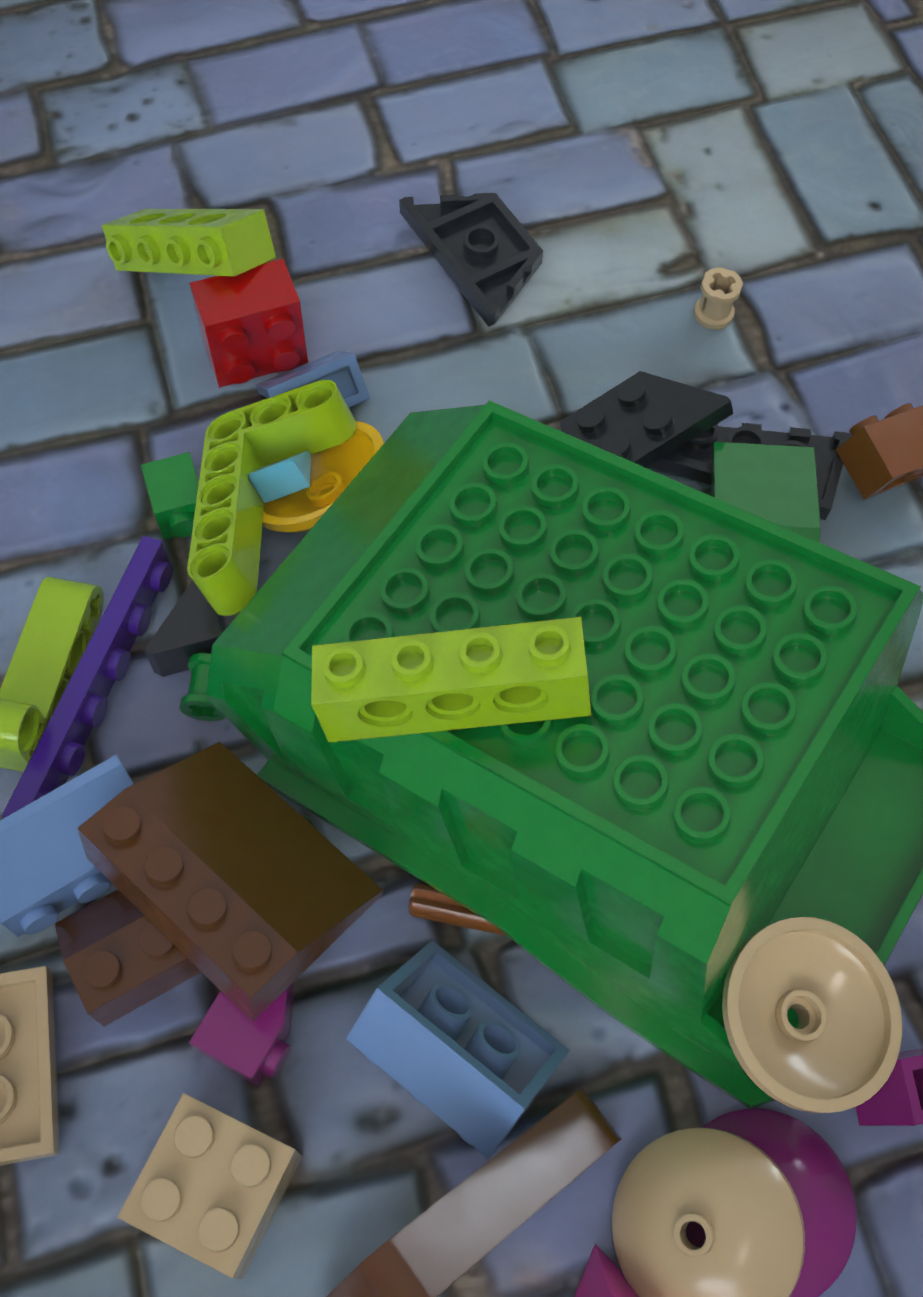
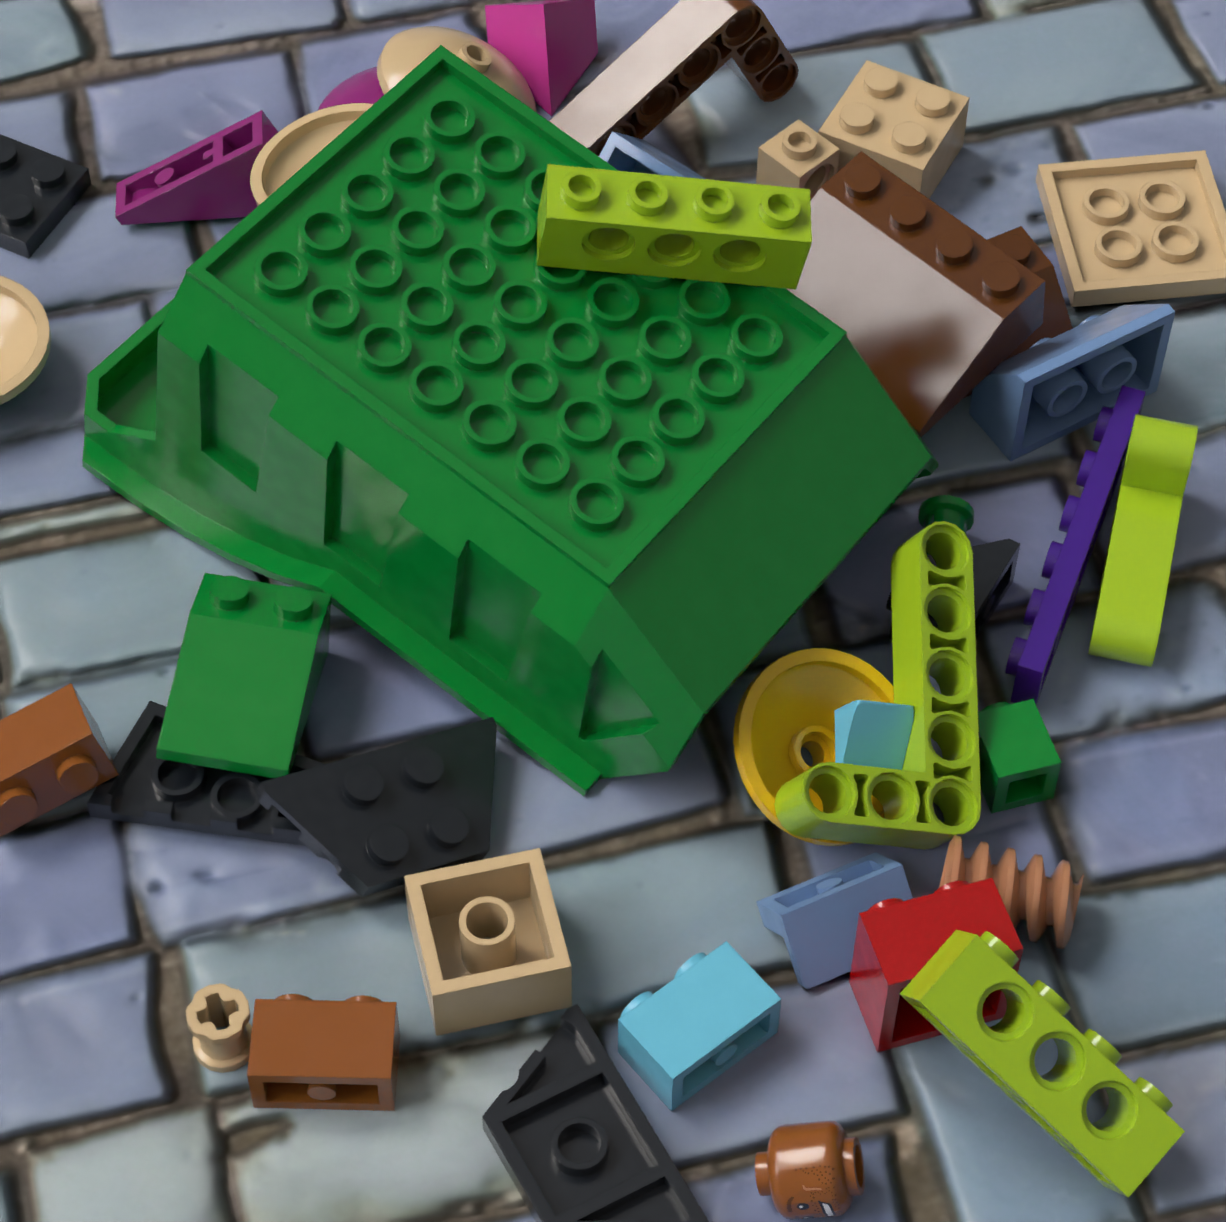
camera: 175 degrees left, 10 degrees down
(190, 393) = (1025, 893): none -> nougat piece
(320, 1123) = (797, 159): none -> tan brick
(338, 231) = (811, 1170): none -> dark orange head
(408, 309) = (697, 1024): none -> medium azure brick
(553, 339) = (488, 941): none -> tan brick
(648, 285) = (324, 1053): none -> dark orange brick

